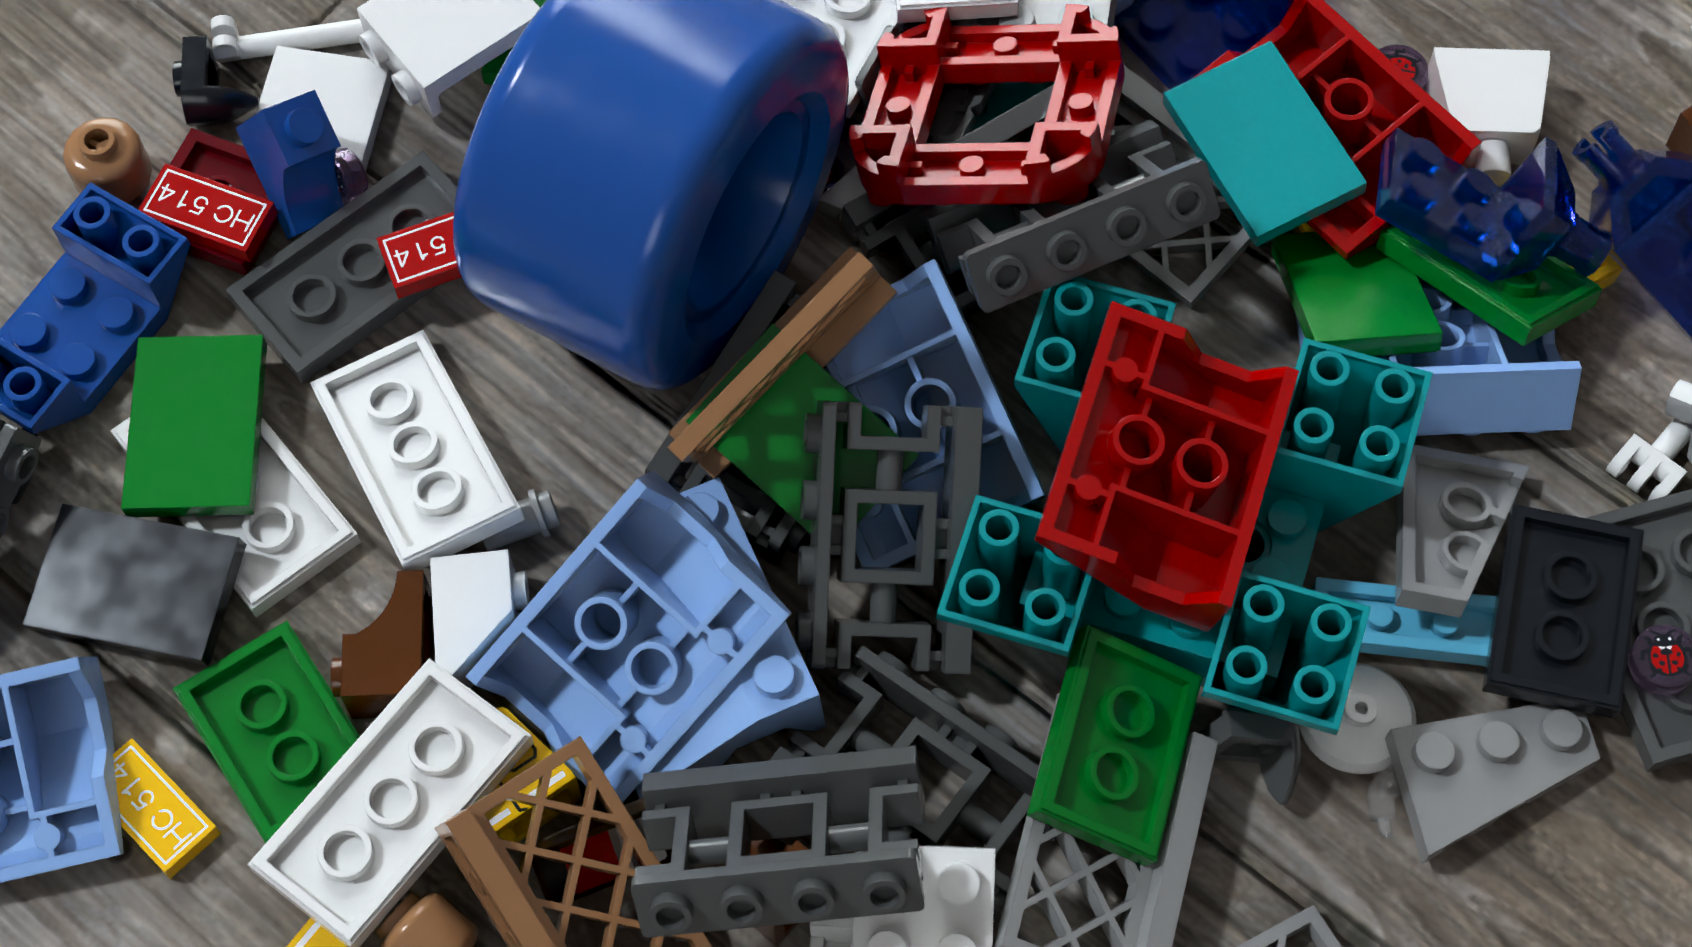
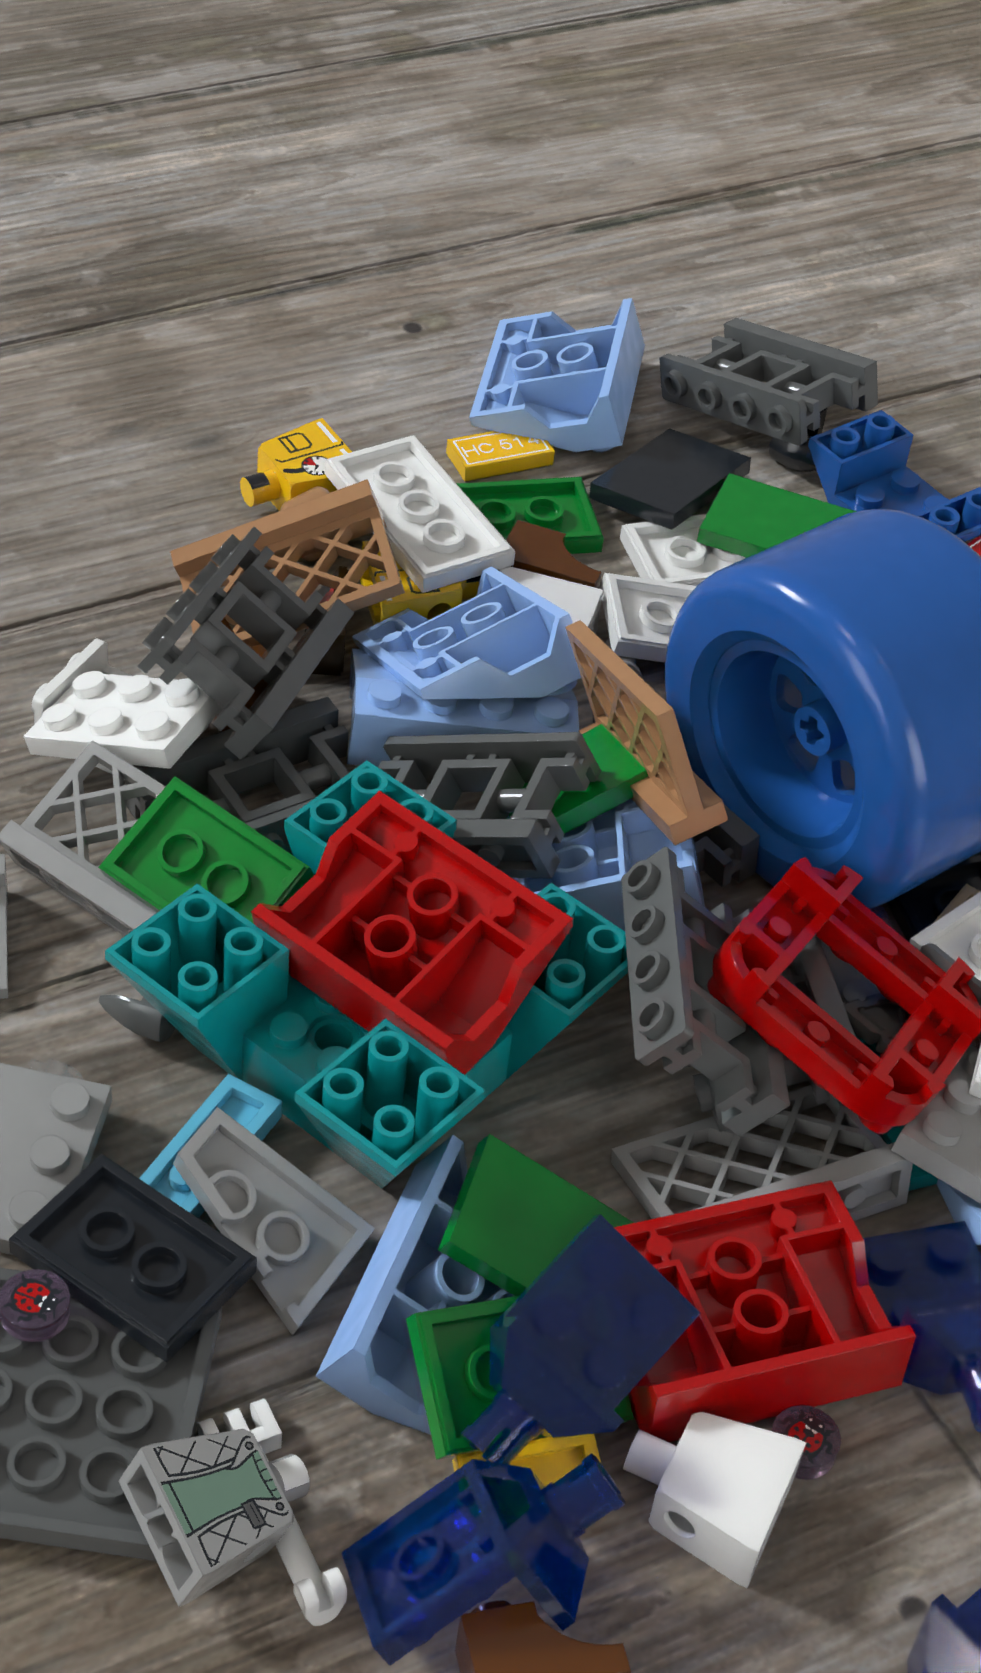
camera: 105 degrees right, 20 degrees down
(1264, 143) = (737, 1210): teal tile -> none
(1371, 710) = (149, 1103): white piece -> none

